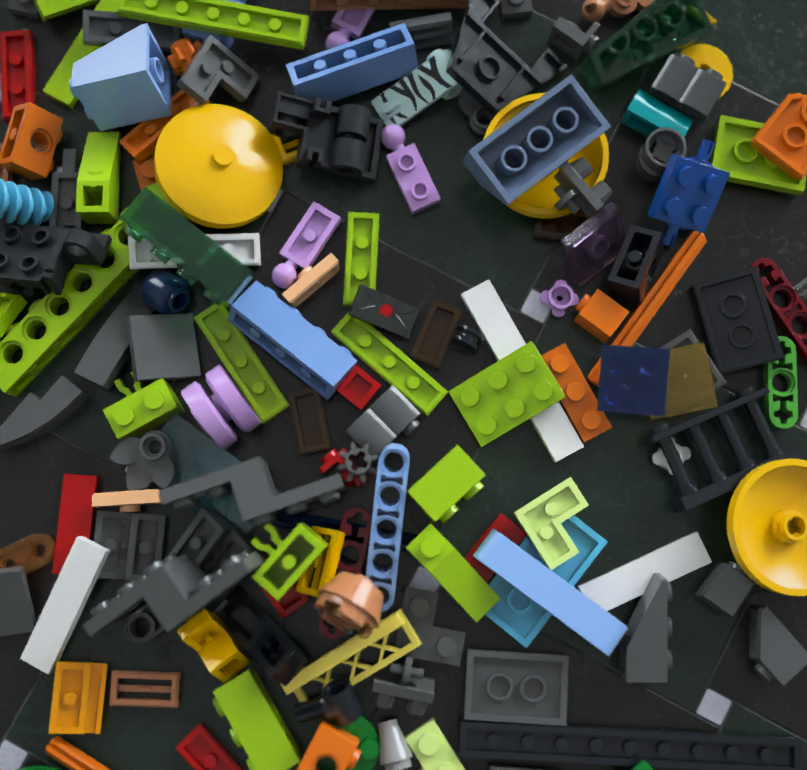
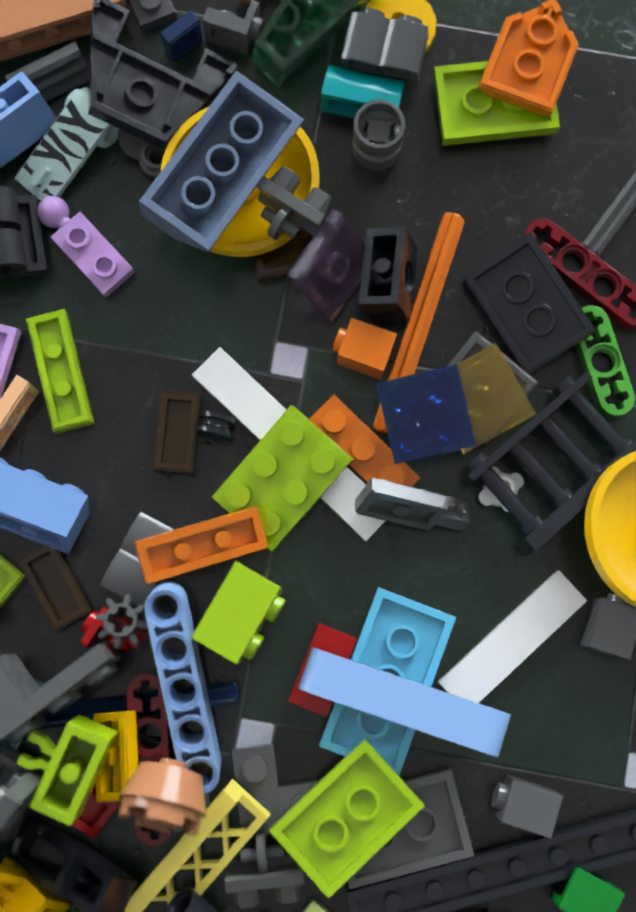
camera: 15 degrees left, 0 degrees up
(358, 388) = (102, 527): red plate -> none
(383, 311) = (104, 426): pearl dark grey tile -> none
(390, 363) = (129, 483): lime tile -> none
(432, 424) = (200, 544): none -> orange plate
(453, 572) = (279, 716): lime slope -> none
(480, 664) = (346, 818): none -> lime plate
(532, 32) = (182, 36): none -> dark blue tile
(543, 519) = (370, 619): yellowish green plate -> none
(559, 289) = (307, 332): lavender plate -> none
(599, 446) = (411, 506): none -> dark grey hinge
(617, 701) = (526, 805): none -> dark grey brick
(644, 645) = (536, 722): dark grey slope -> none
(688, 193) = (423, 170): blue plate -> none

